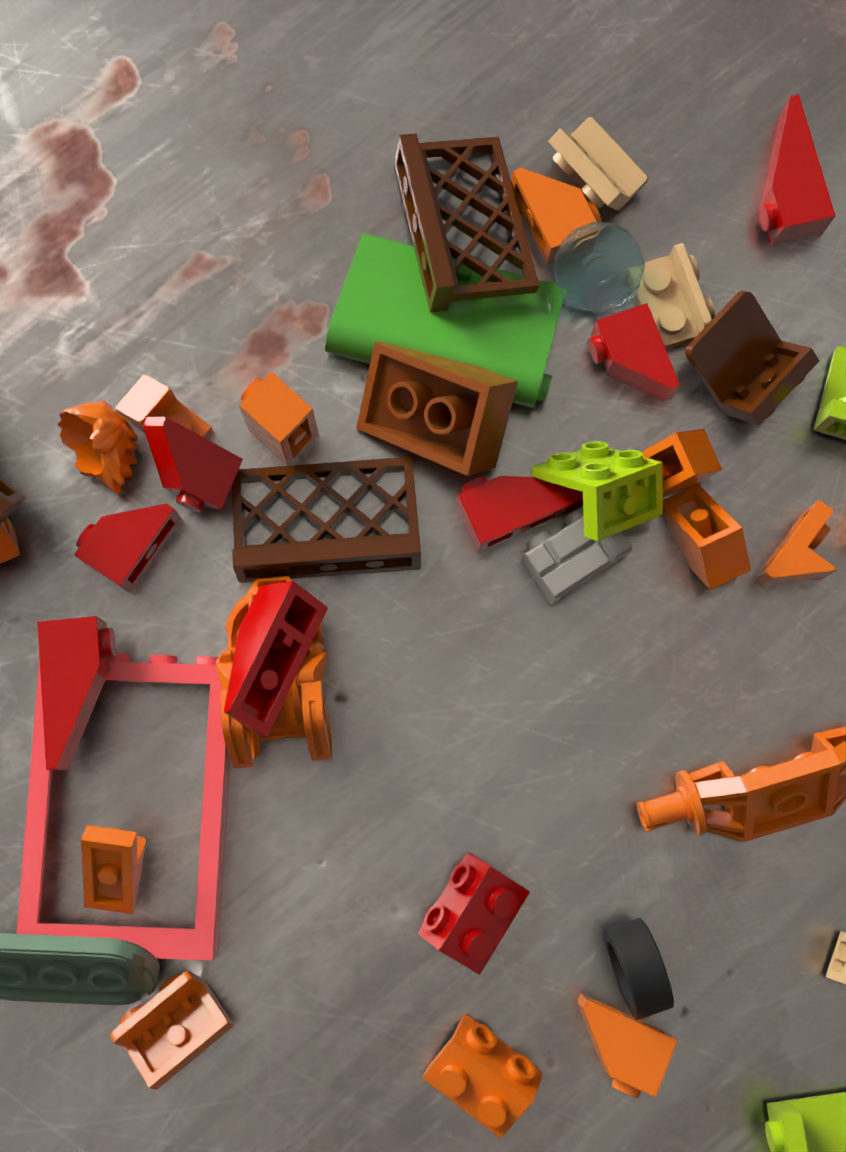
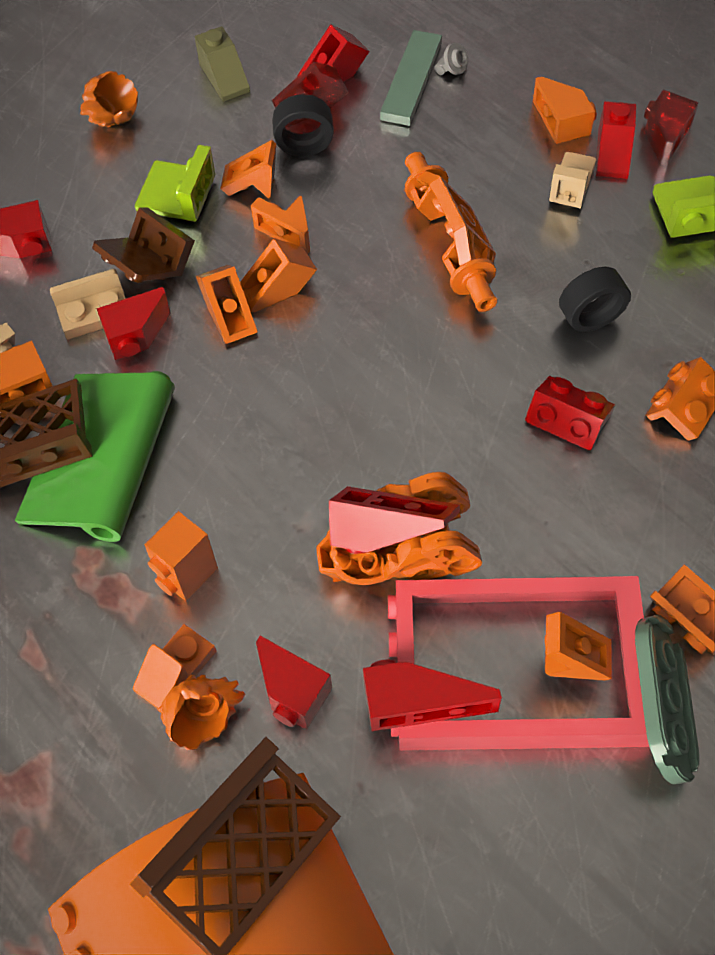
camera: 85 degrees left, 20 degrees down
(190, 464) = (219, 627): red slope -> none
(332, 555) = (297, 526): reddish brown fence -> none
(436, 407) = (173, 447): dark orange slope -> none
(511, 506) = (255, 397): red slope -> none
(569, 559) = (292, 354): light grey brick -> none
(599, 267) = (64, 342): clear light blue tile -> none
(616, 486) = (232, 318): lime bracket -> none
(627, 1047) = (650, 311): orange slope -> none

